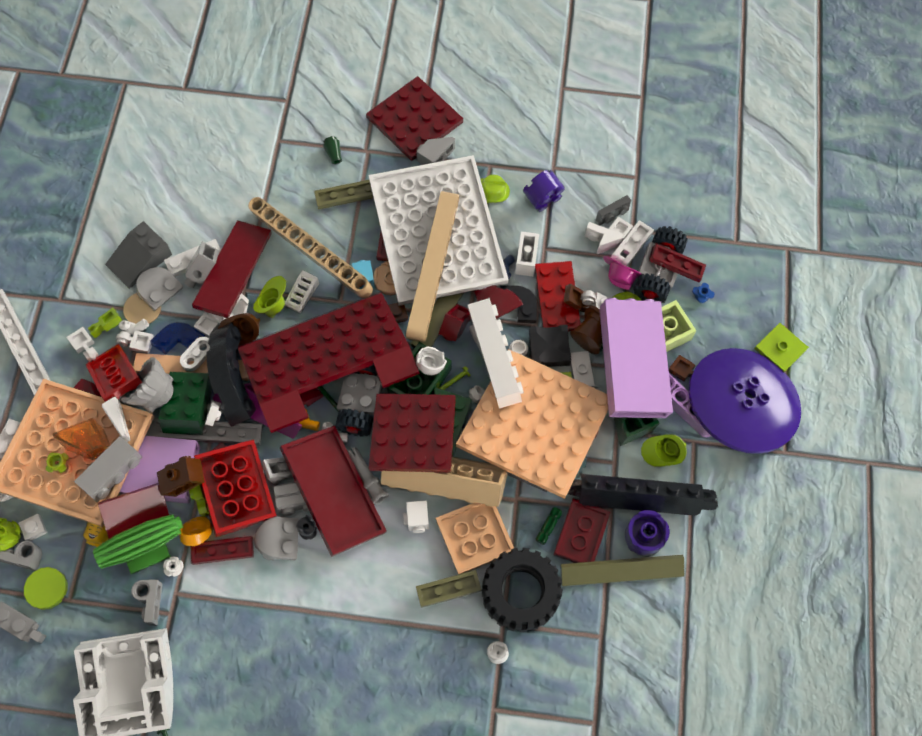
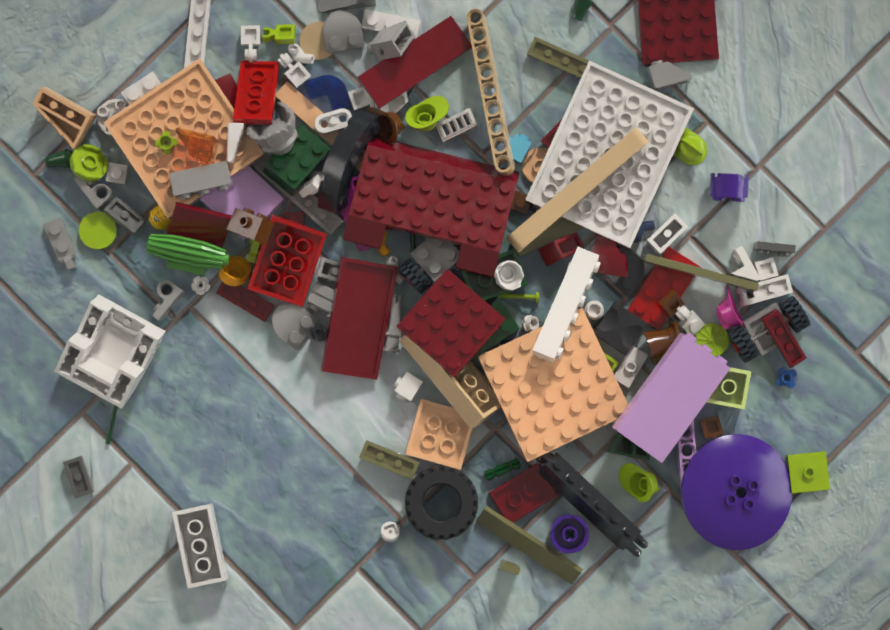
camera: 40 degrees right, 20 degrees up
(62, 557) = (124, 216): none -> dark grey plate
(575, 260) = (700, 272): none -> olive tile
(623, 599) = (509, 567): none -> olive tile

